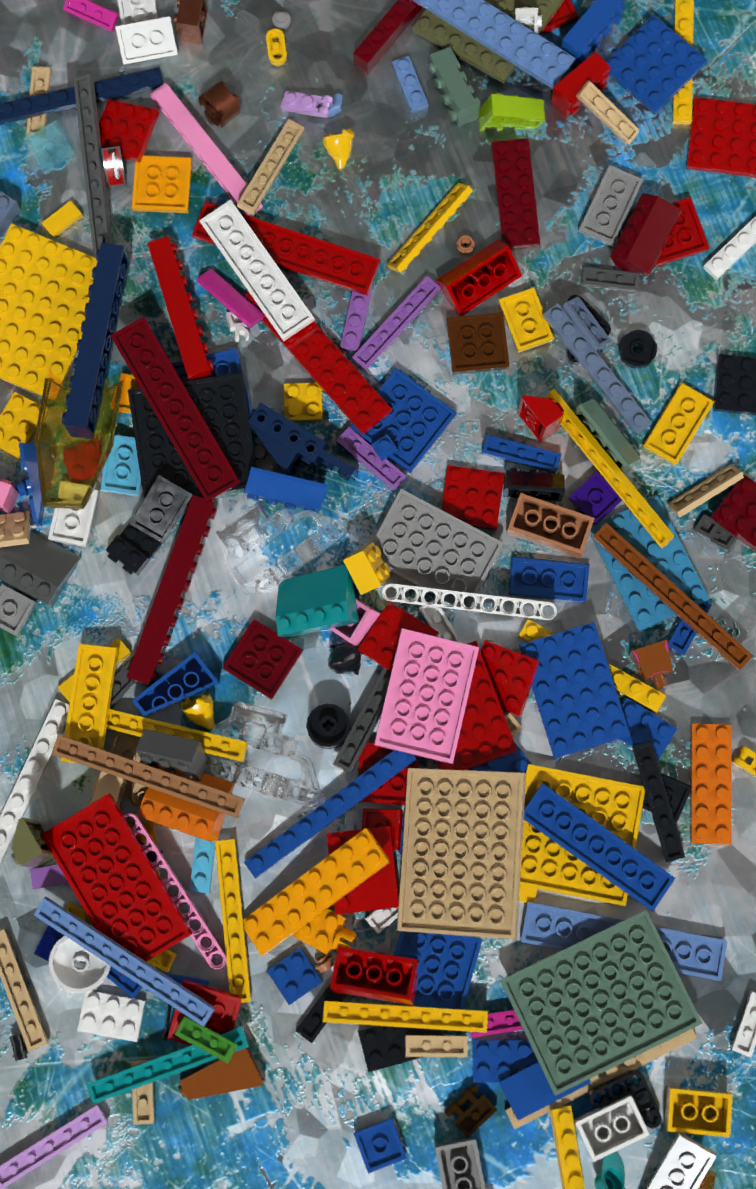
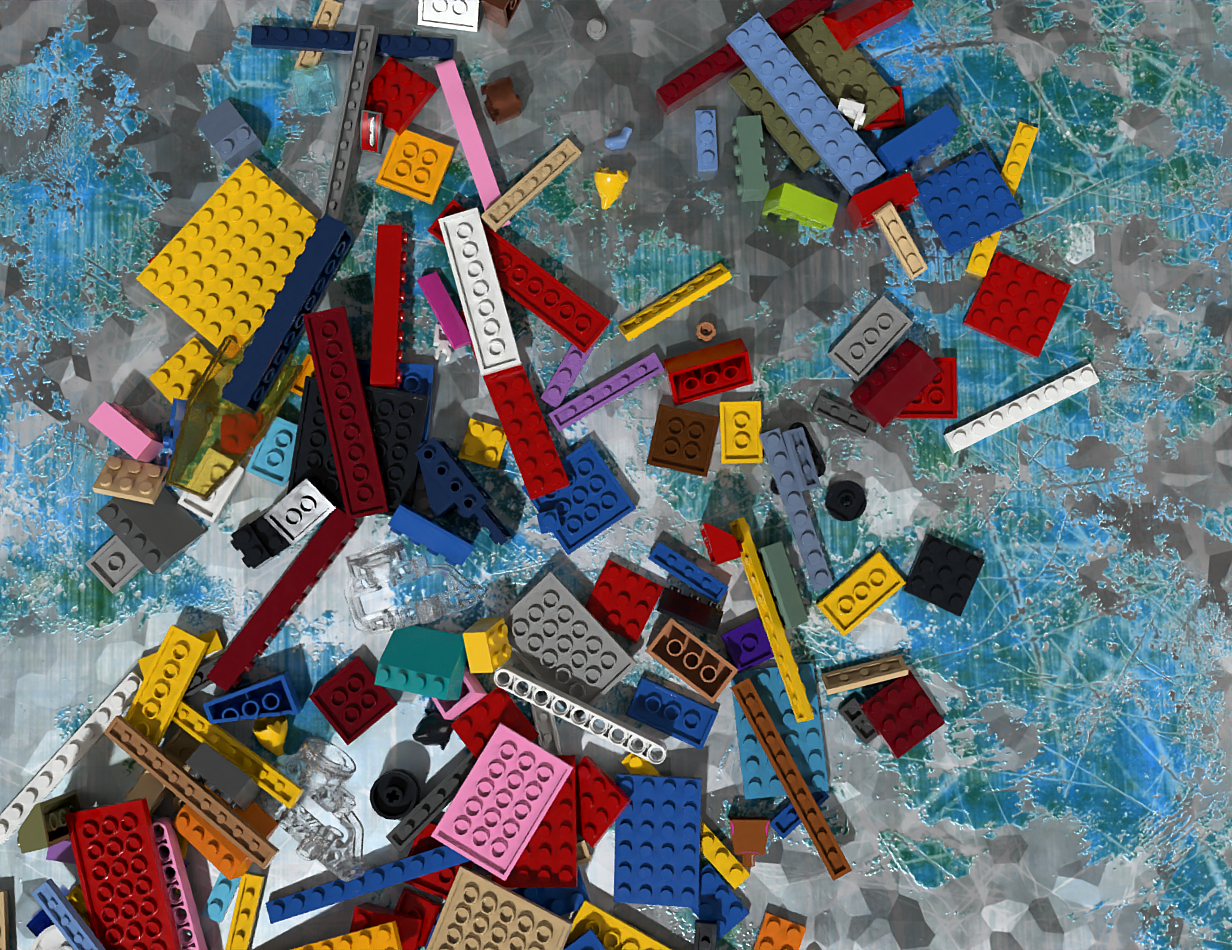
camera: 15 degrees right, 5 degrees up
(62, 219) = (302, 169): yellow tile -> none
(276, 48) = (581, 58): yellow plate -> none
(306, 104) = (591, 128): lavender plate -> none
(365, 454) = (527, 520): medium lavender plate -> none
(515, 193) = (776, 293): dark red plate -> none

